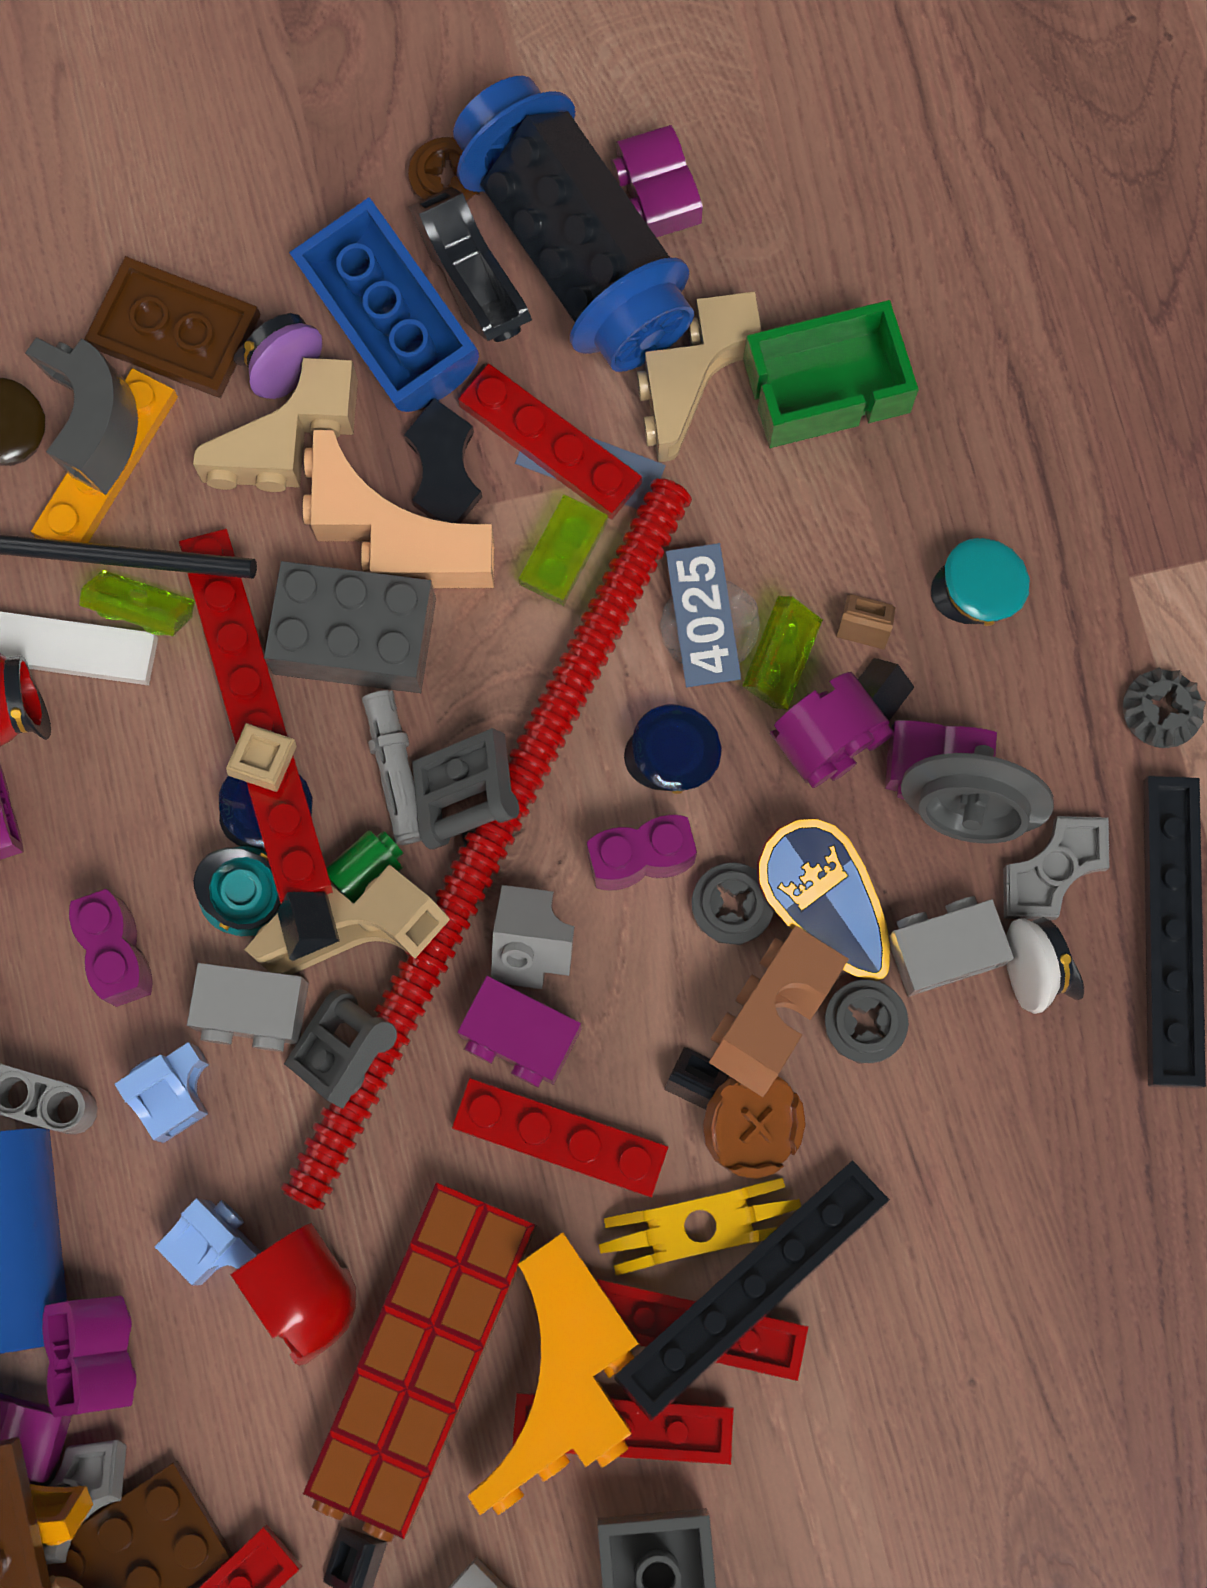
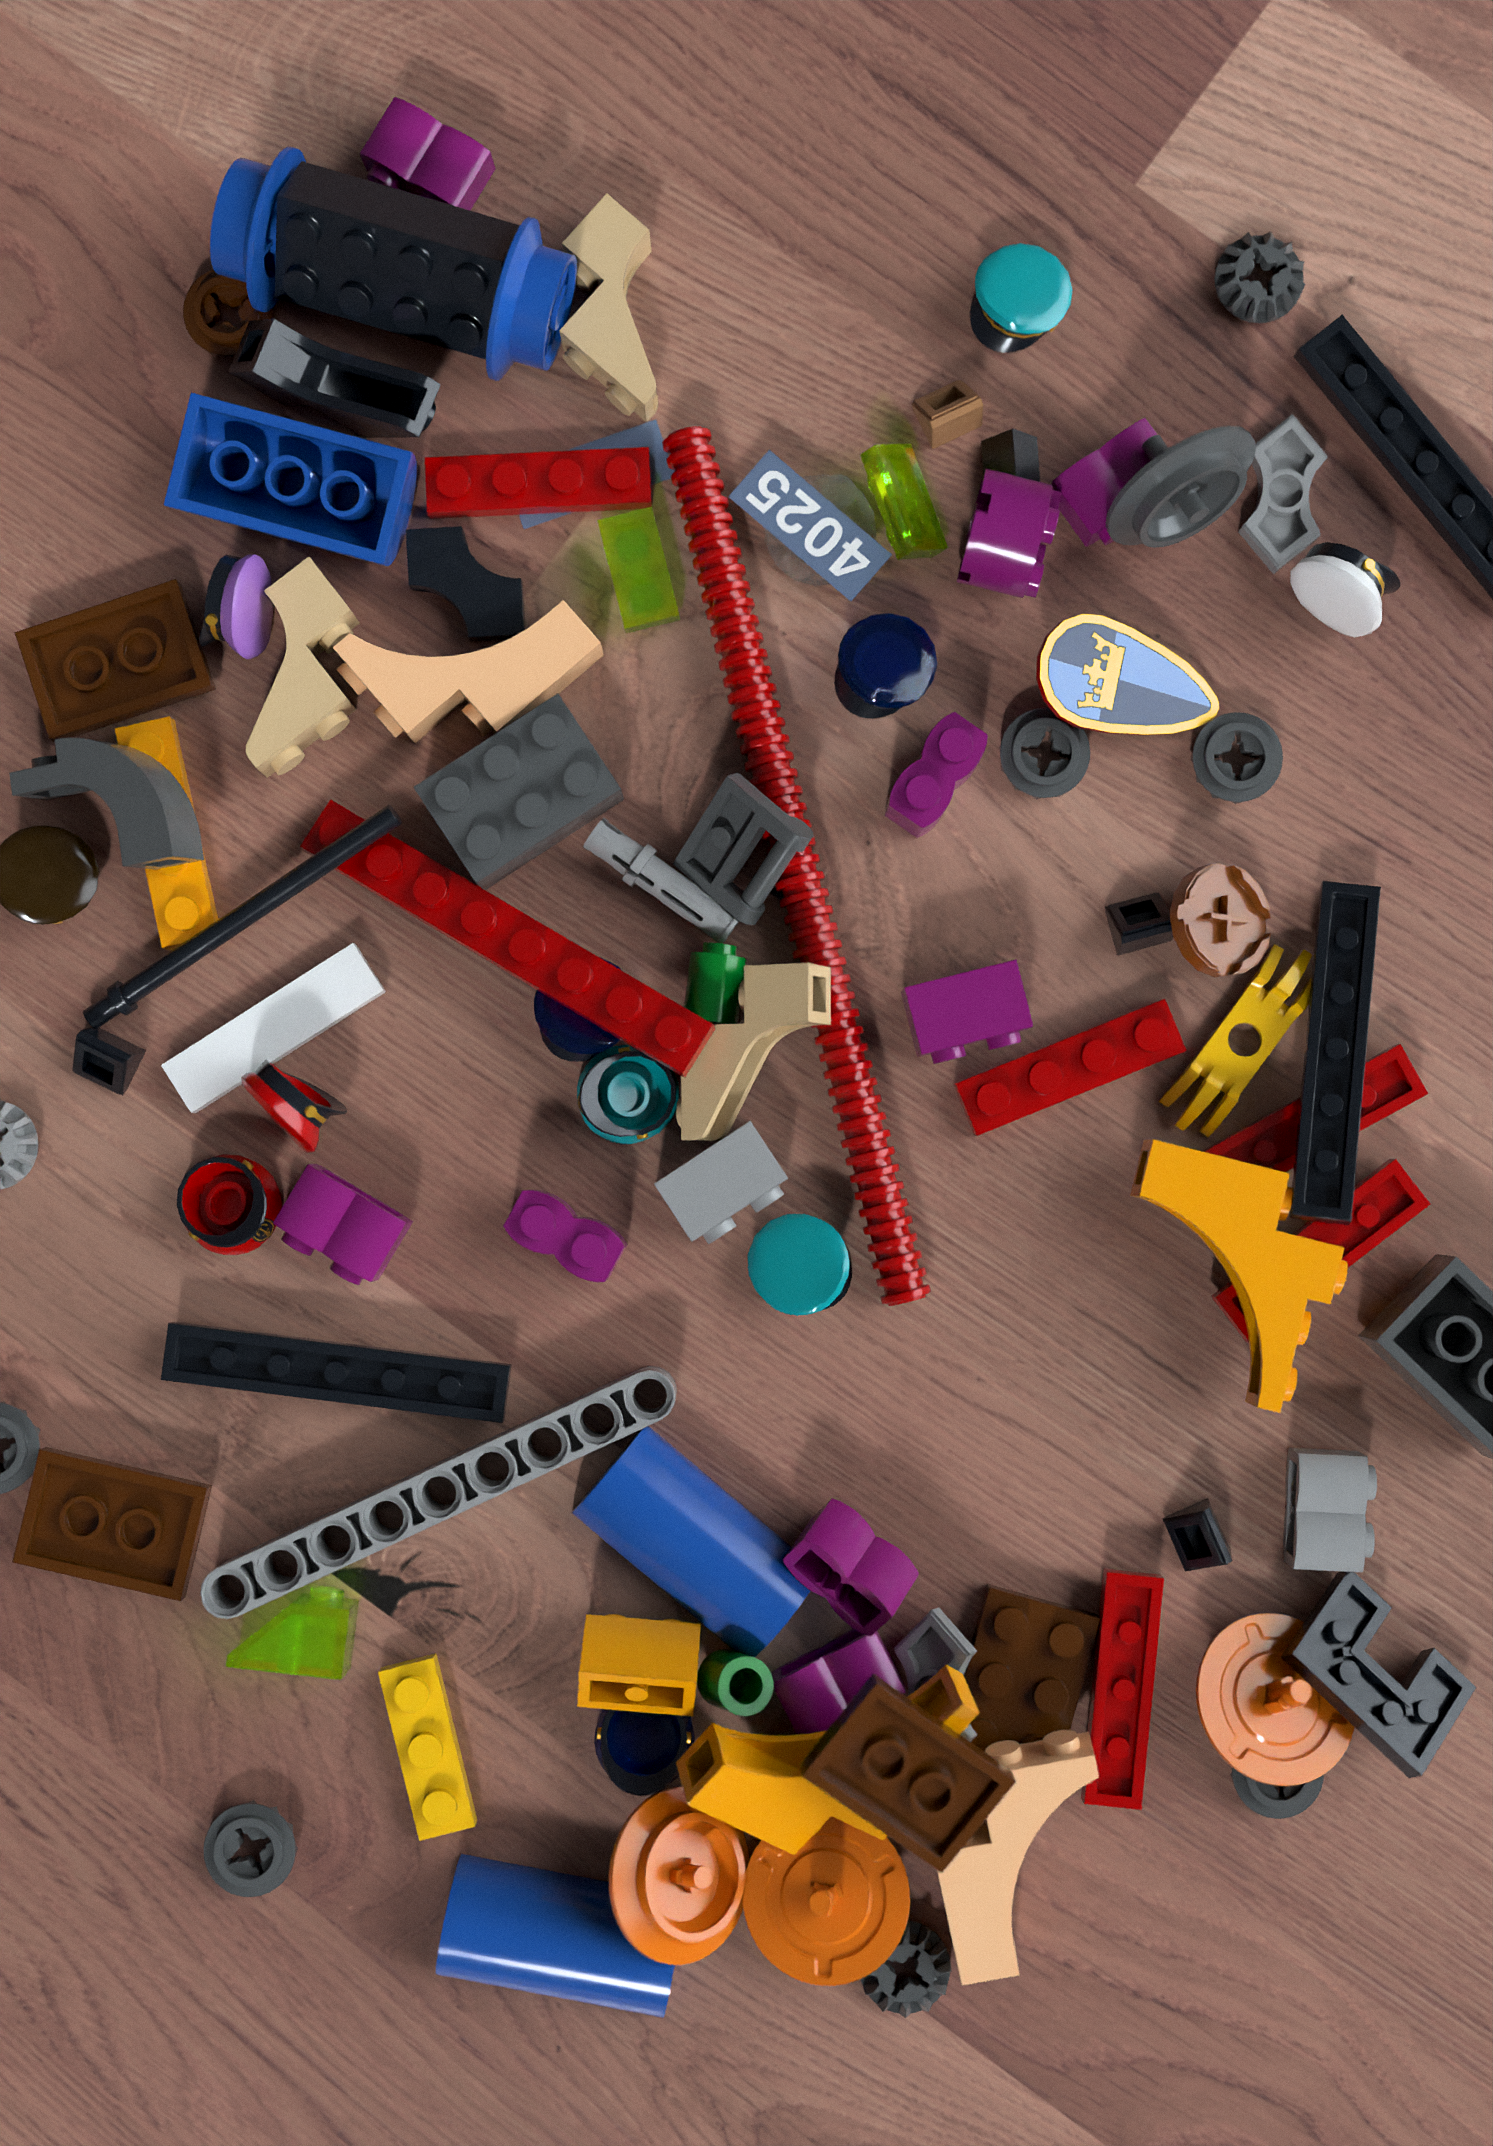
camera: 45 degrees left, 10 degrees up
(137, 603) = (314, 930): clear neon green plate -> none
(165, 1091) = (719, 1311): light blue brick -> none
(206, 1241) = (864, 1395): light blue brick -> none
(249, 1111) = (799, 1264): none -> teal piece
(261, 757) = (556, 968): tan tile -> none
(300, 1293) = (978, 1370): red brick -> none
(307, 923) = (720, 1073): black slope -> none
(327, 1060) = (833, 1169): dark grey plate -> none
(418, 1363) = (1117, 1338): dark orange brick -> none
(529, 938) = (906, 926): light grey brick -> none
(757, 1040) = (1171, 850): nougat arch -> none
(830, 373) = (735, 214): green piece -> none
(949, 946) = (1255, 636): light grey brick -> none

